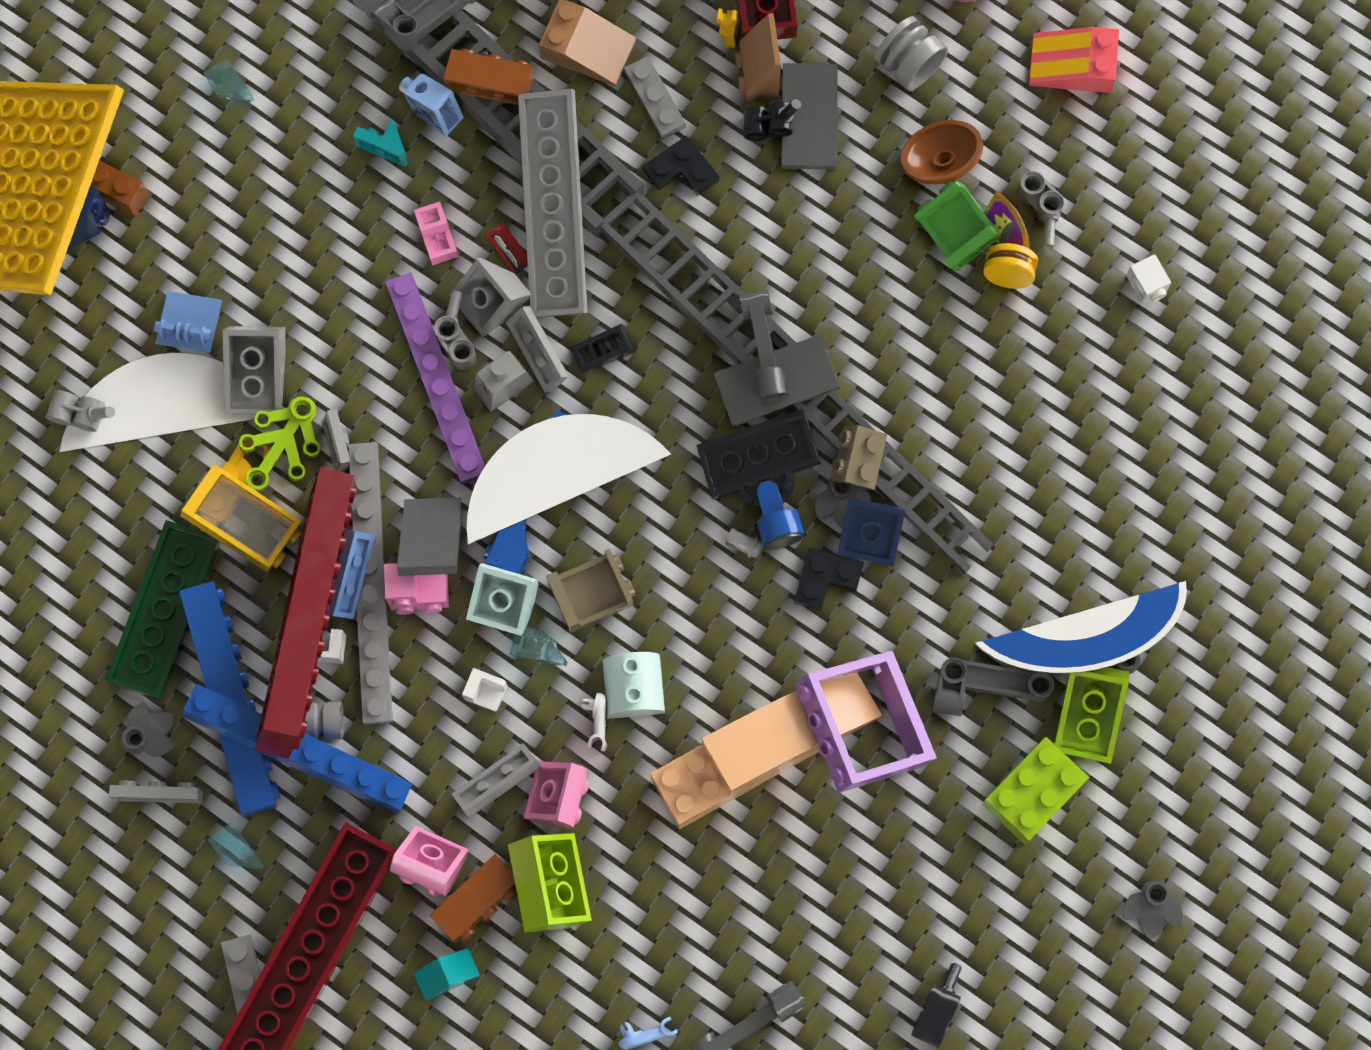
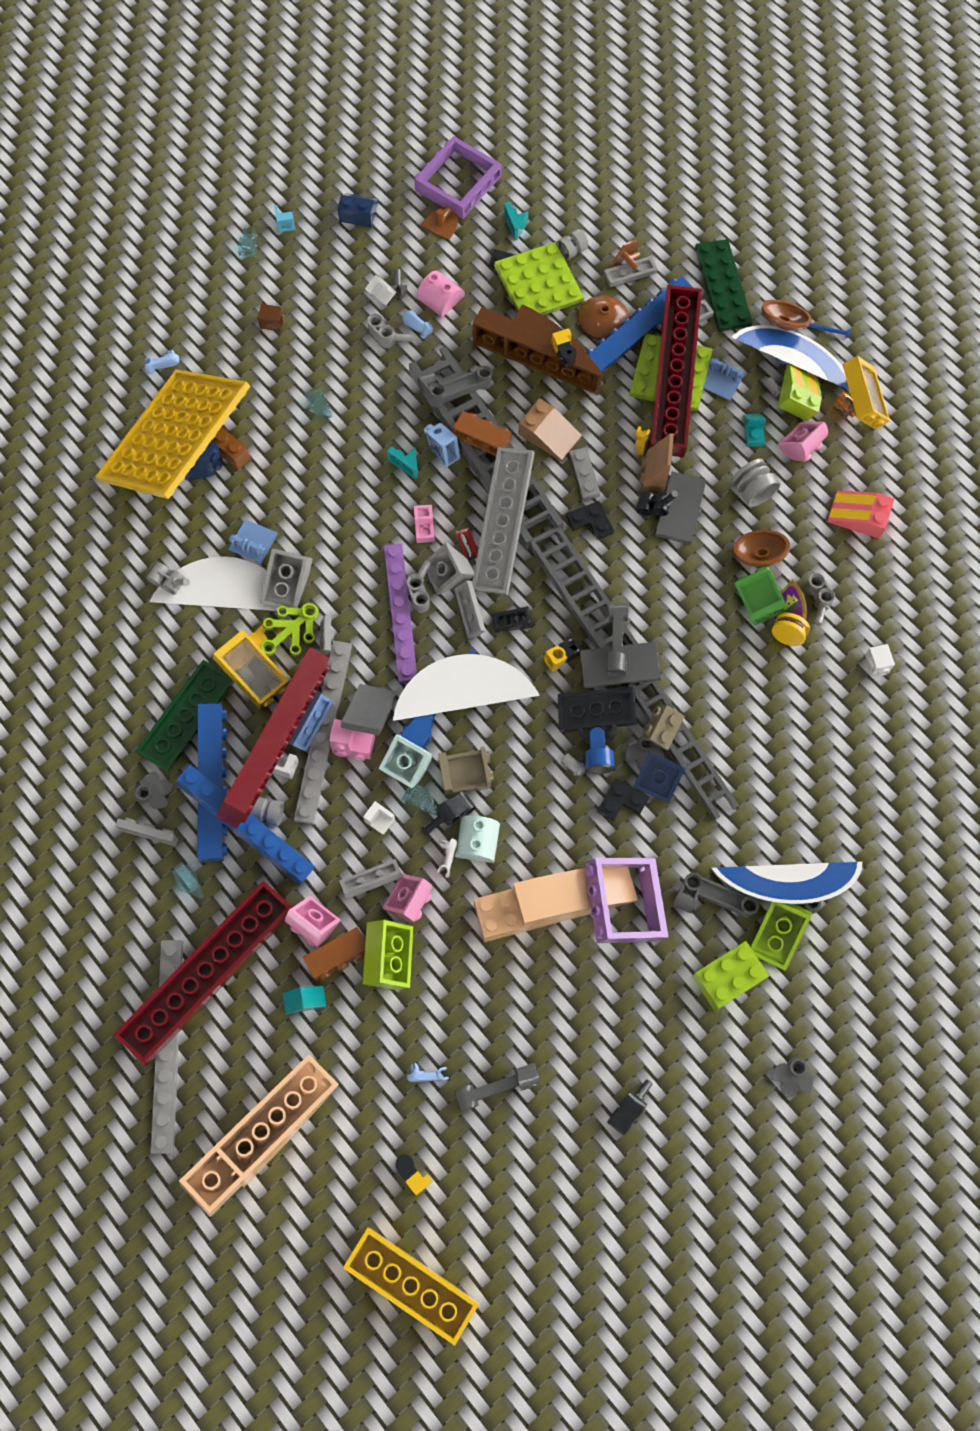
camera: 10 degrees right, 5 degrees down
(502, 380) = (441, 623): light grey torso -> none
(586, 654) = (451, 811): none -> black beam
(687, 384) = (561, 654): none -> leg

